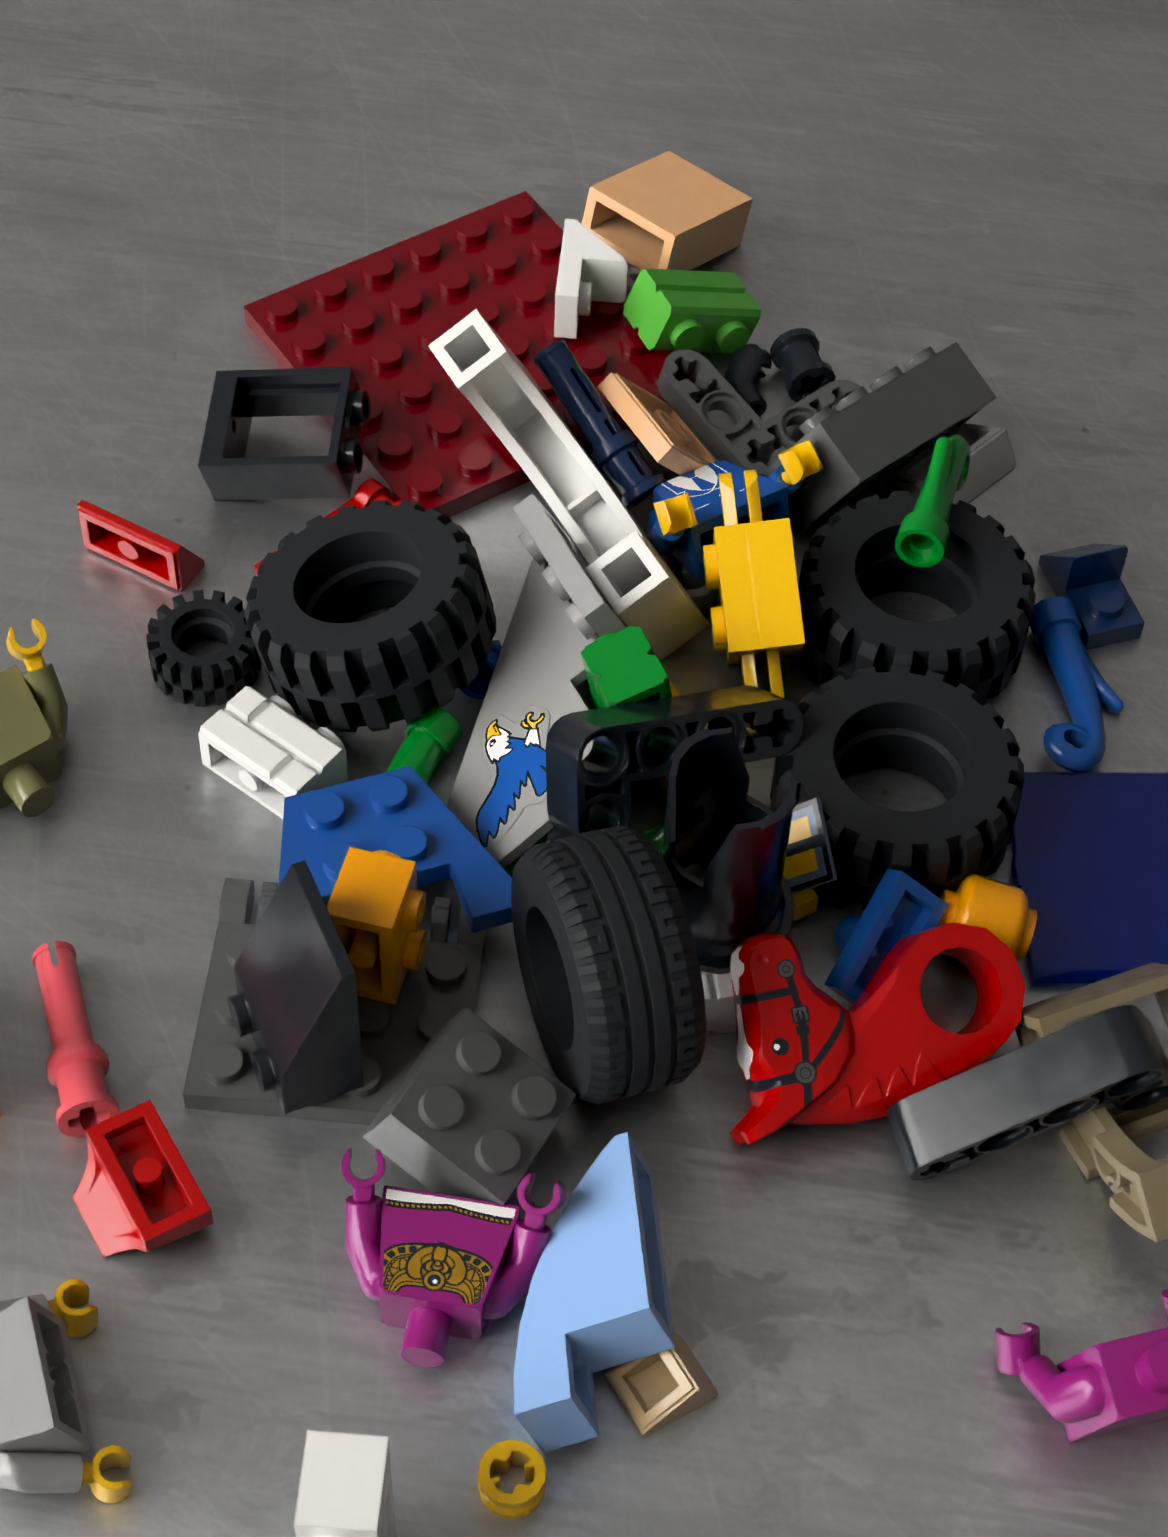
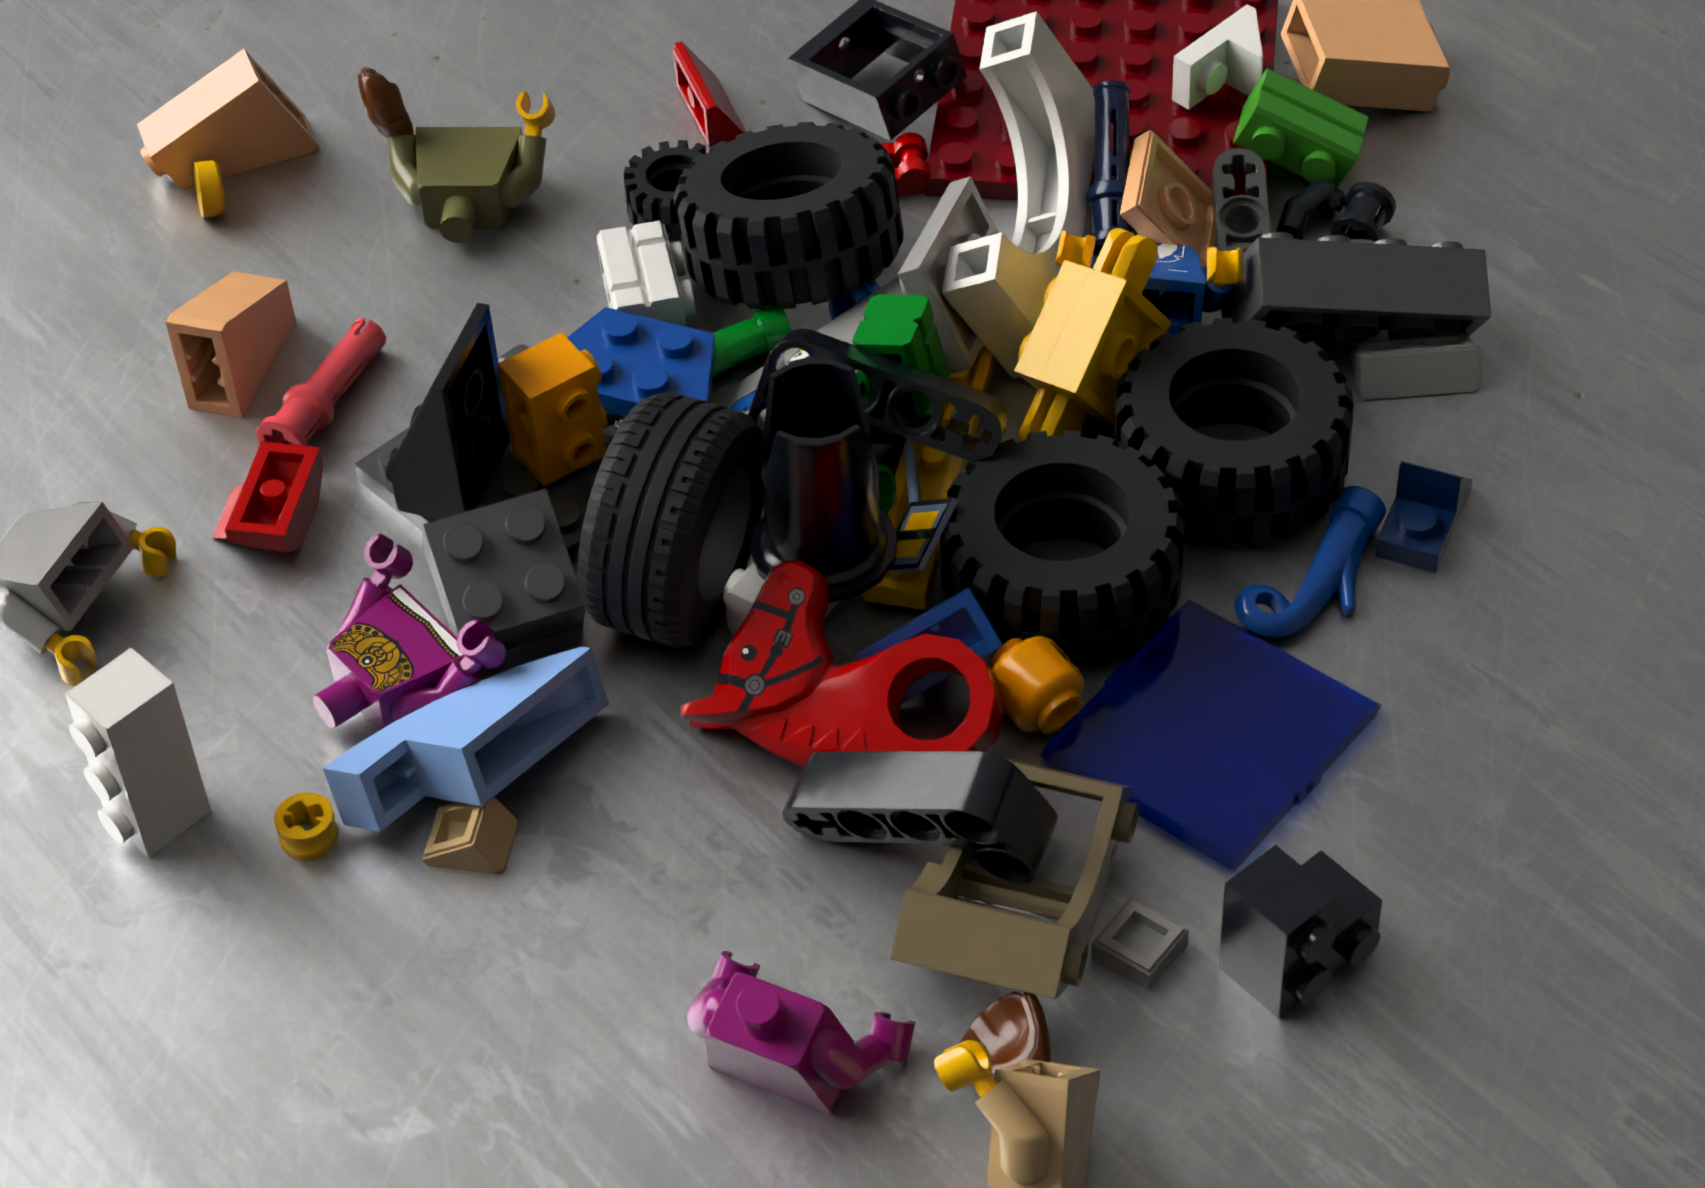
camera: 45 degrees right, 5 degrees down
(925, 529) = (1259, 360): green plant -> none

